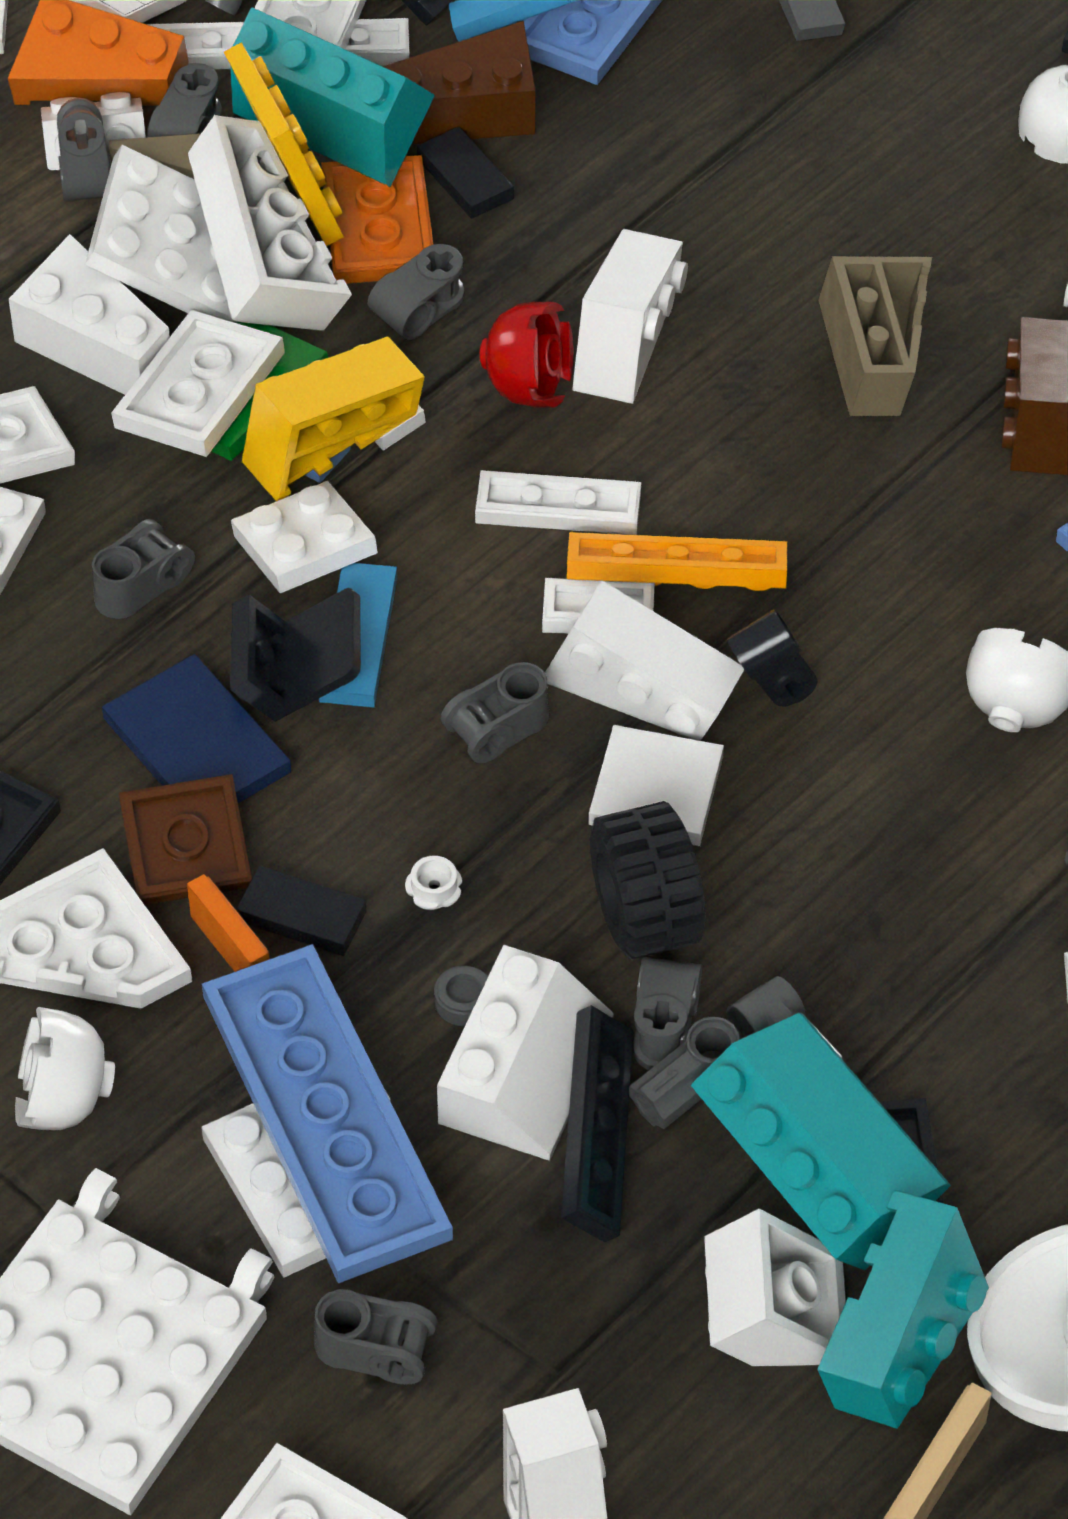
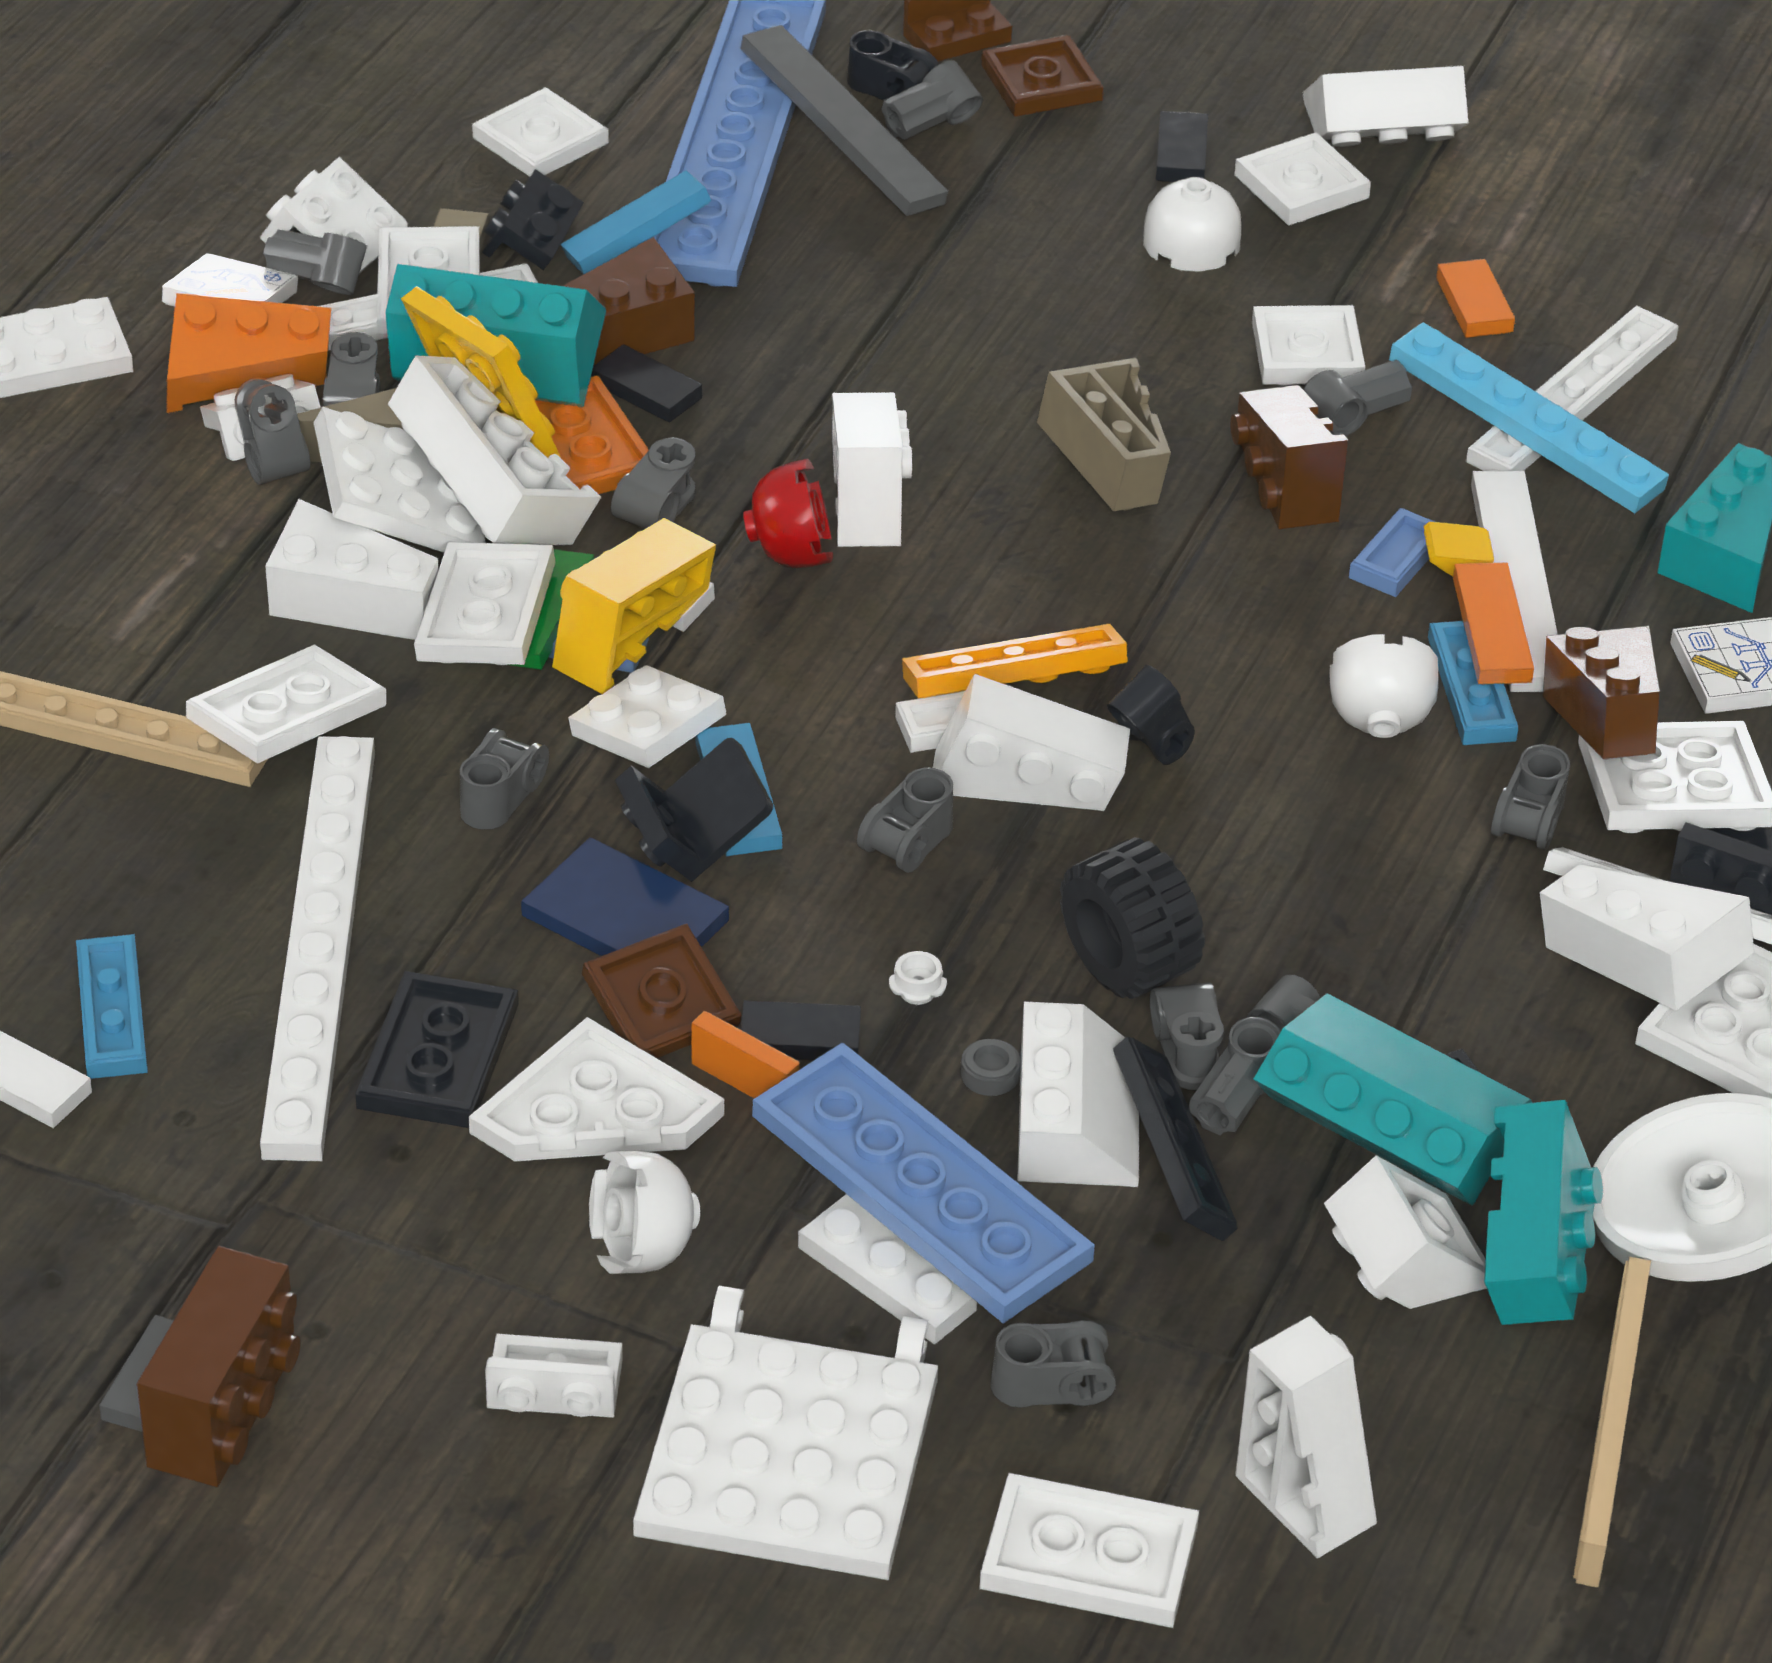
camera: 20 degrees left, 10 degrees down
(558, 502) = (872, 639): white tile -> none
(656, 768) = (1068, 836): white tile -> none

